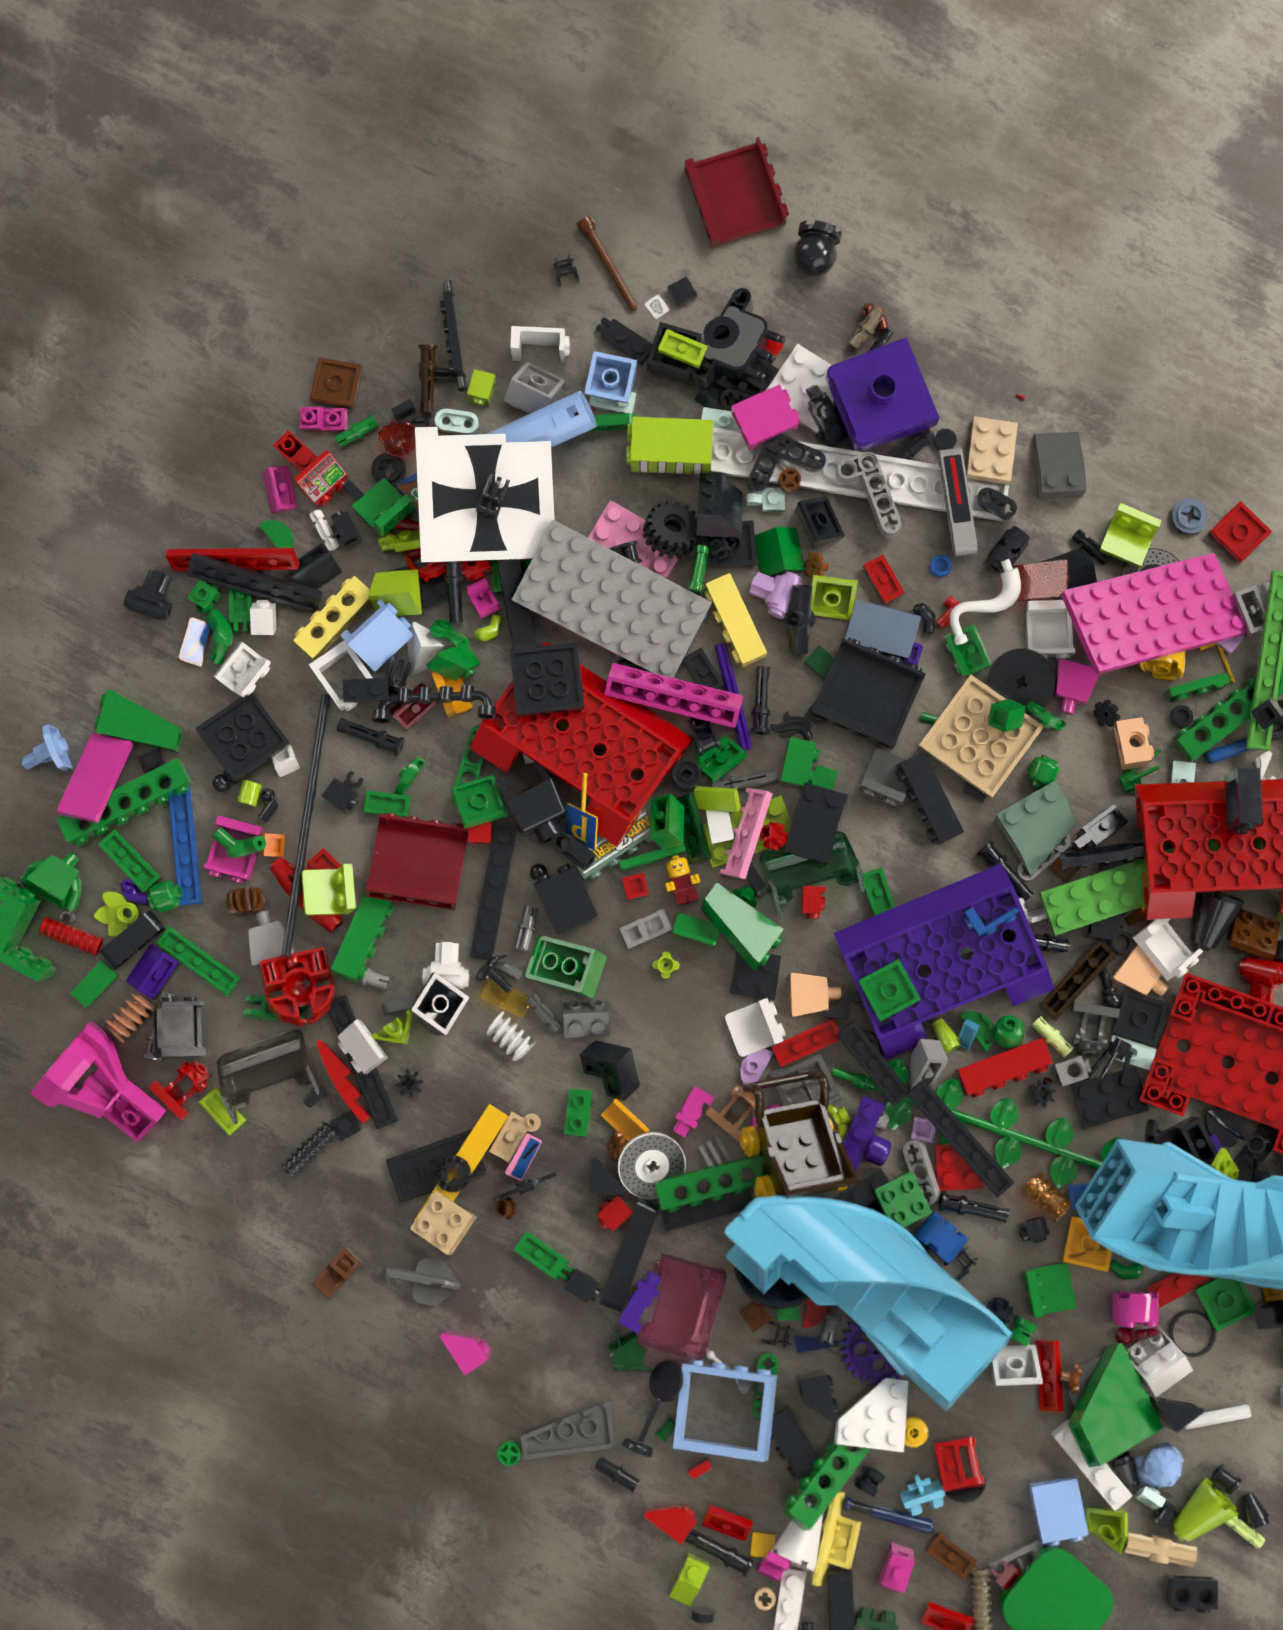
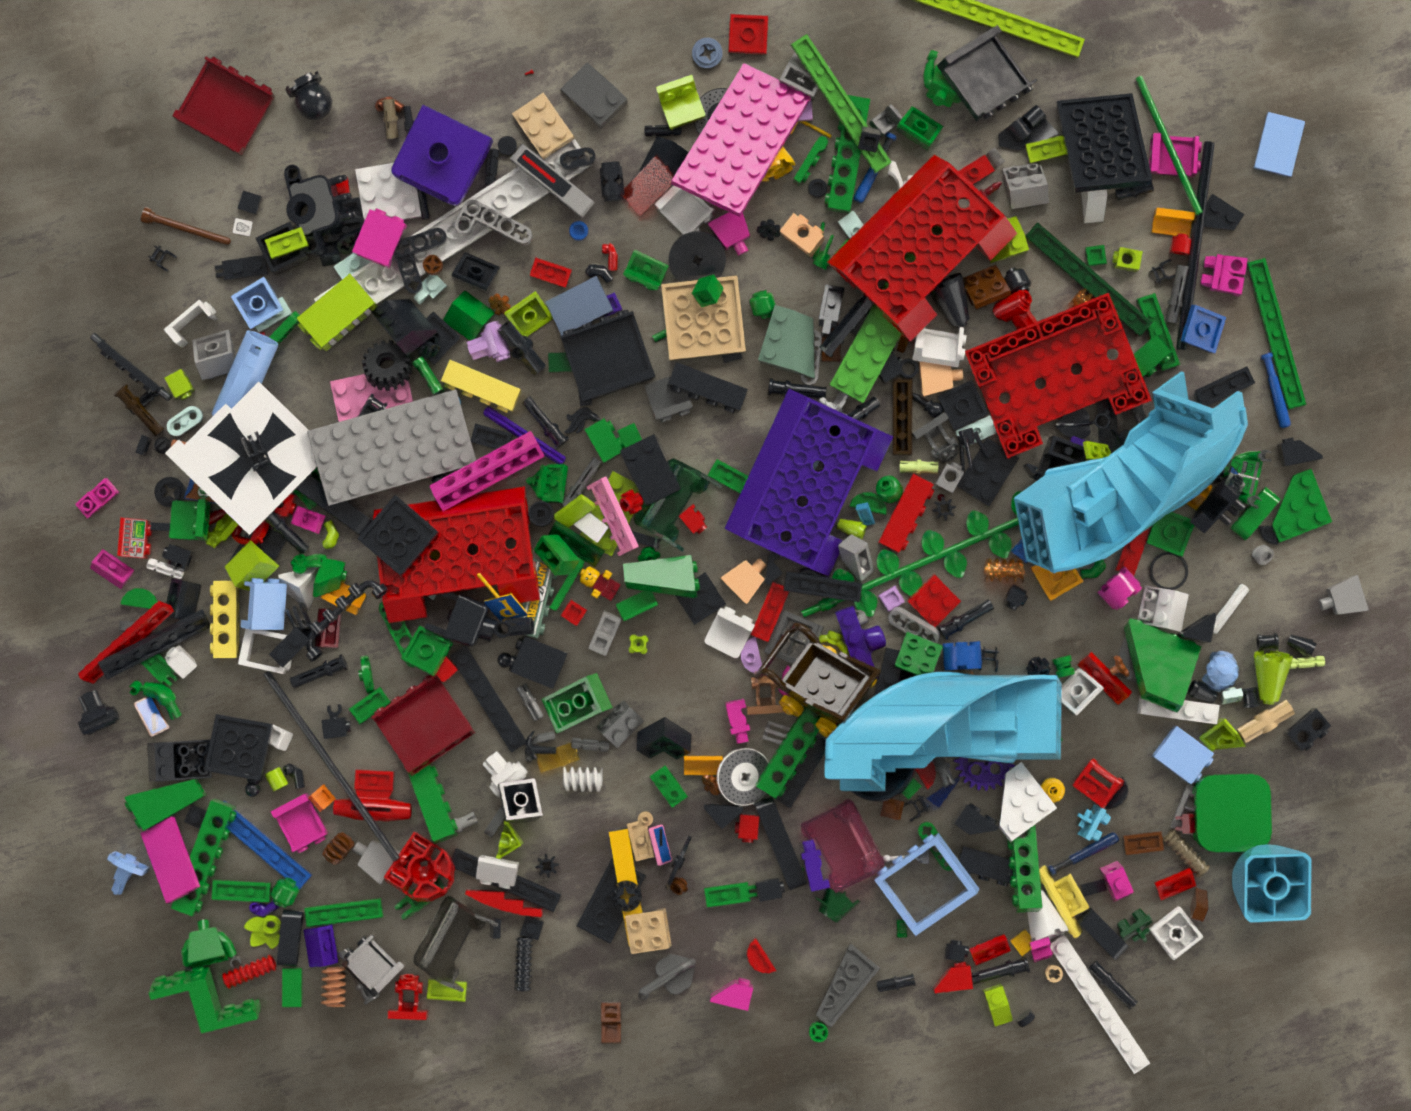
camera: 45 degrees left, 5 degrees up
(104, 1091) = (362, 1046): dark pink plate -> none
(181, 700) = (178, 760): none -> black slope
(204, 594) = (129, 681): green bracket -> none
(239, 848) = (304, 818): green arm -> none
(242, 670) = (199, 706): white bracket -> none
(294, 451) = (100, 536): red slope -> none
(328, 891) = (385, 794): bracket -> none
(336, 383) = (83, 467): reddish brown plate -> none
(356, 431) = (125, 486): green pin -> none
(398, 438) = (157, 466): clear red hair -> none
(516, 1338) = (758, 958): none -> red plate
(664, 1386) = (876, 904): black piece -> none
(696, 1495) = (956, 951): none -> black plate
(700, 1468) = (943, 932): red tile -> none
(703, 735) = (529, 478): black piece -> none
(825, 416) = (417, 201): black hinge -> none
(870, 1480) = (1053, 843): black wheel -> none
(870, 1554) = (1093, 887): none -> black piece
(889, 990) = (791, 533): green plate -> none
(960, 1138) = (918, 584): black tile -> none
(973, 921) = (804, 443): blue bracket -> none
(1007, 597) = (639, 217): white animal -> none
(1047, 719) = (733, 268): green plate -> none
(1049, 1289) = (1057, 625): green bracket -> none
(1126, 1336) = (1130, 610): dark red bar -> none
(1243, 800) = (902, 213): black window -> none

